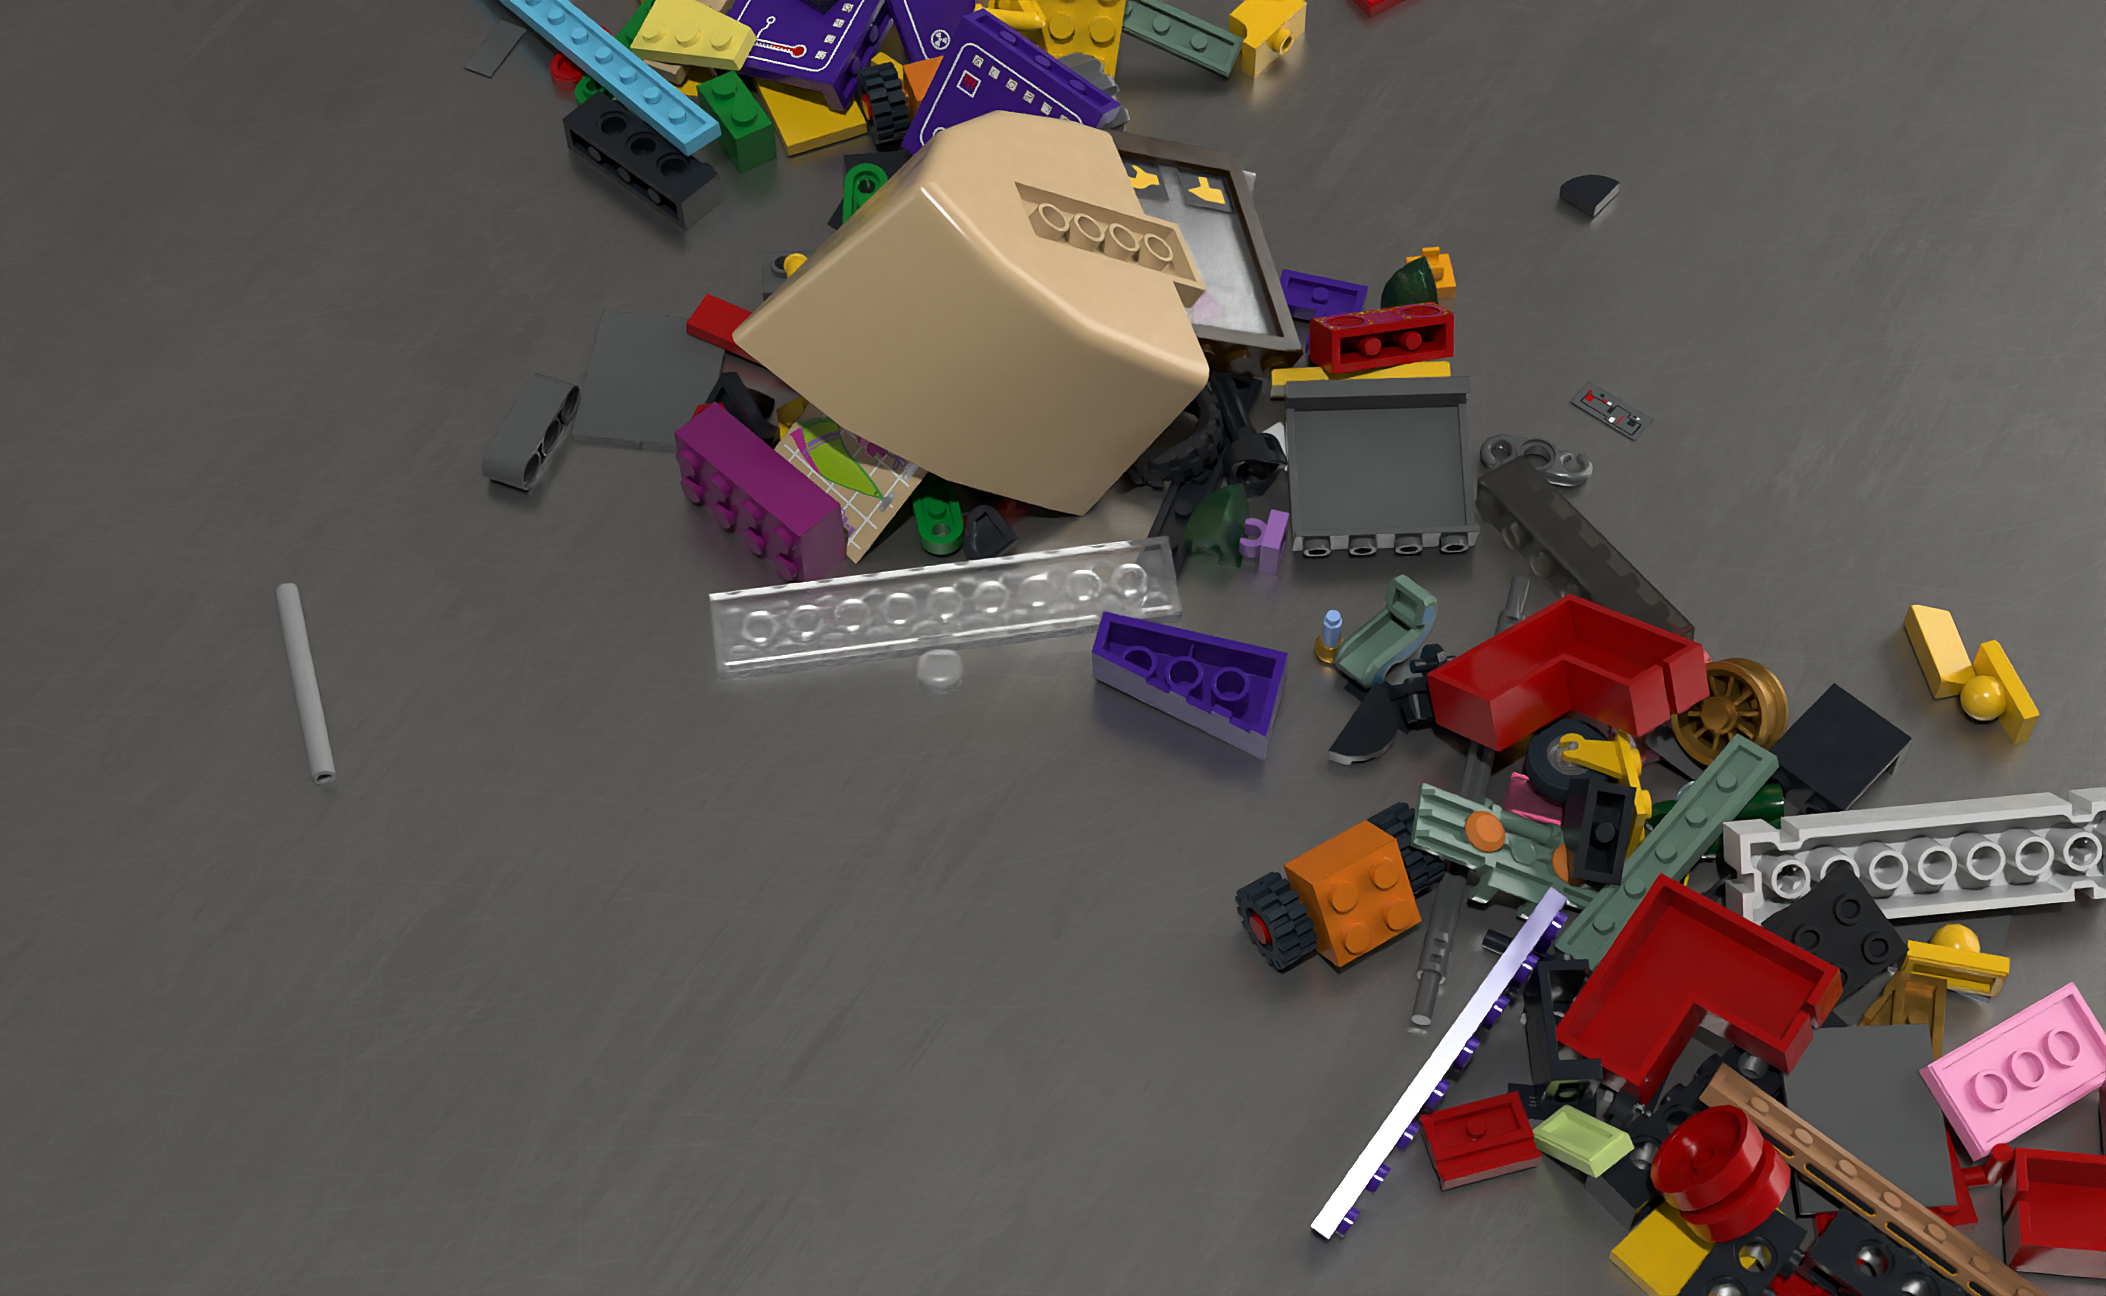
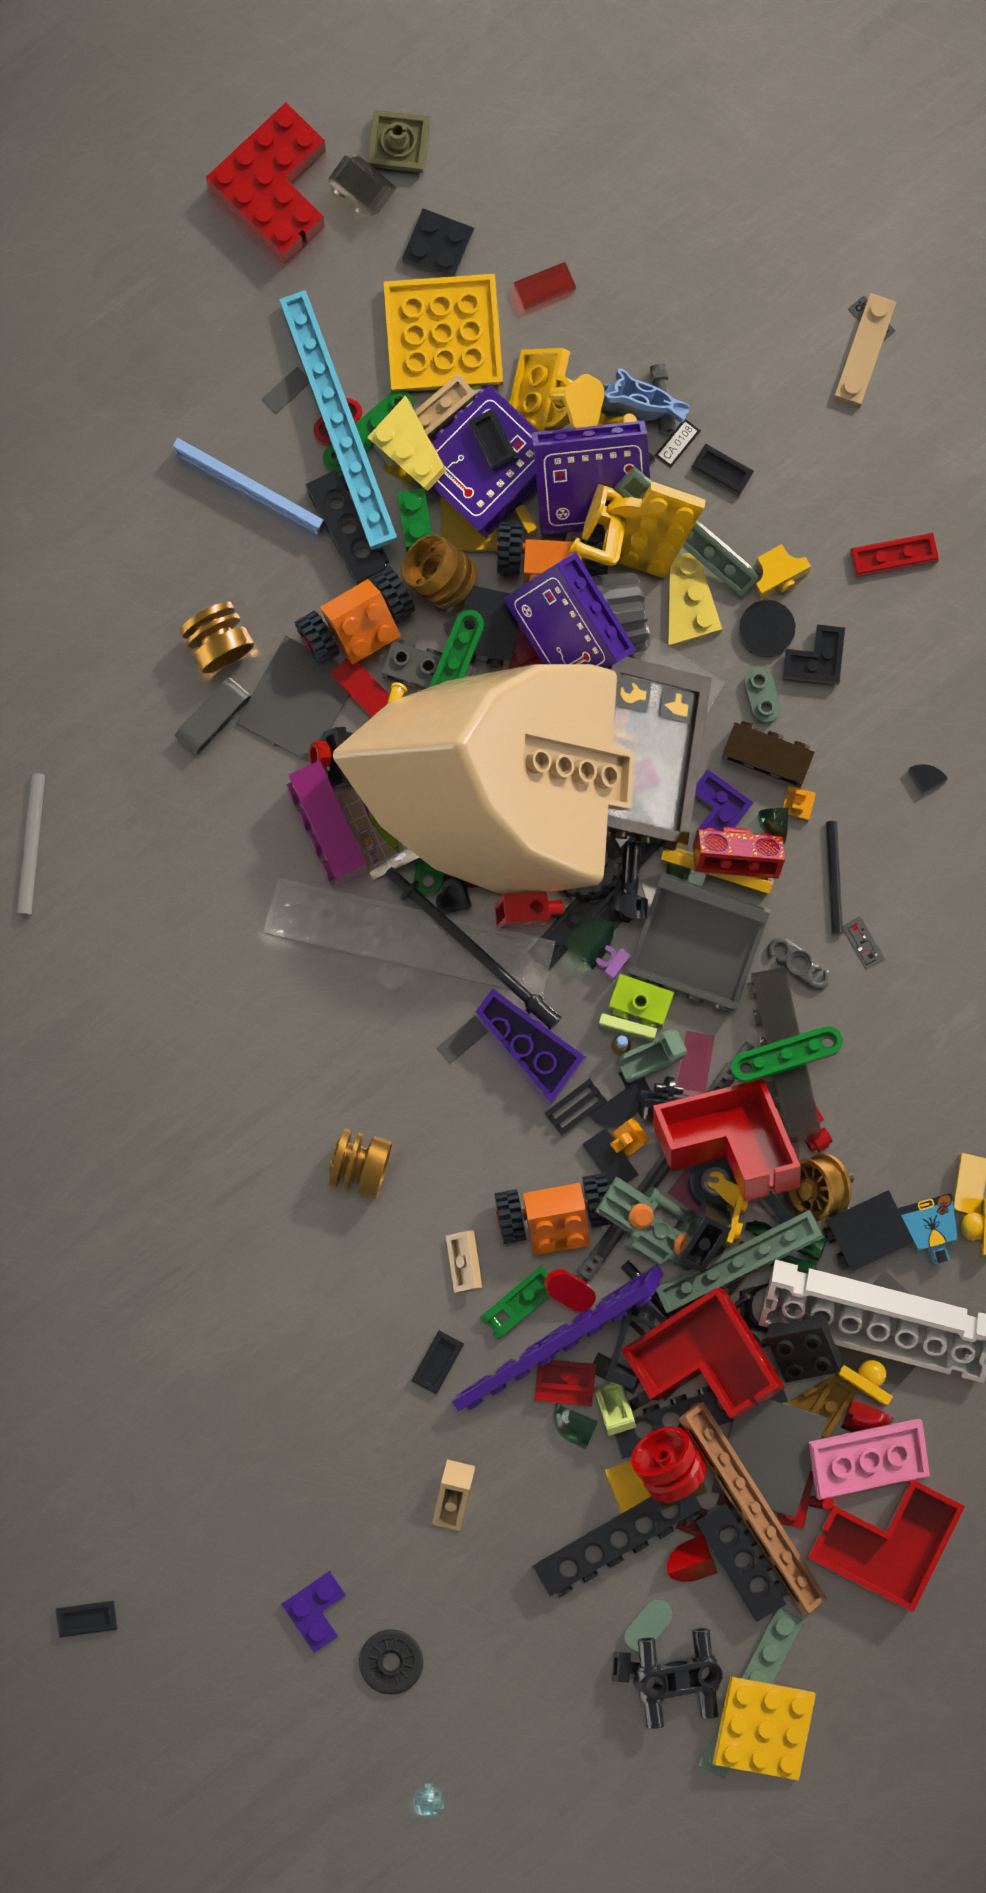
camera: 20 degrees right, 25 degrees up
(482, 154) = (248, 486): none -> light blue tile
(500, 325) = (215, 636): none -> pearl gold wheel
(697, 243) = (358, 619): none -> orange brick
(794, 149) = (438, 571): none -> pearl gold wheel
(922, 541) = (534, 1003): none -> black bar
(1002, 924) = (360, 1163): none -> pearl gold wheel
(1085, 722) = (462, 1039): none -> dark grey sticker
(1103, 509) = (514, 910): none -> red torso
(1162, 100) = (690, 602): none -> light yellow wing
(1231, 1018) = (464, 1261): none -> tan plate
(1256, 1190) = (437, 1362): none -> black tile
(1281, 99) = (767, 628): none -> black tile
(1305, 615) = (627, 1028): none -> yellowish green tile
(1307, 170) = (762, 694): none -> sand green plate
(1318, 722) = (594, 1093): none -> black tile
(1332, 575) = (640, 1001): none -> lime brick
(1349, 1047) = (518, 1303): none -> green plate
(1358, 229) = (768, 754): none -> dark brown brick
(1374, 789) = (607, 1159): none -> black tile
(1375, 111) = (823, 663): none -> black plate
(1407, 756) = (629, 1138): none -> light orange tile
(1420, 994) = (570, 1290): none -> red tile
(1454, 624) = (696, 1064): none -> clear pink tile
(1526, 1200) = (574, 1426): none -> clear green brick
(1529, 345) = (834, 877): none -> black bar
(1588, 545) = (786, 1054): none -> green plate
(1669, 760) = (776, 1208): none -> black tile
(1929, 712) = (931, 1226): none -> dark azure torso
(1973, 1012) = (864, 1417): none -> red brick

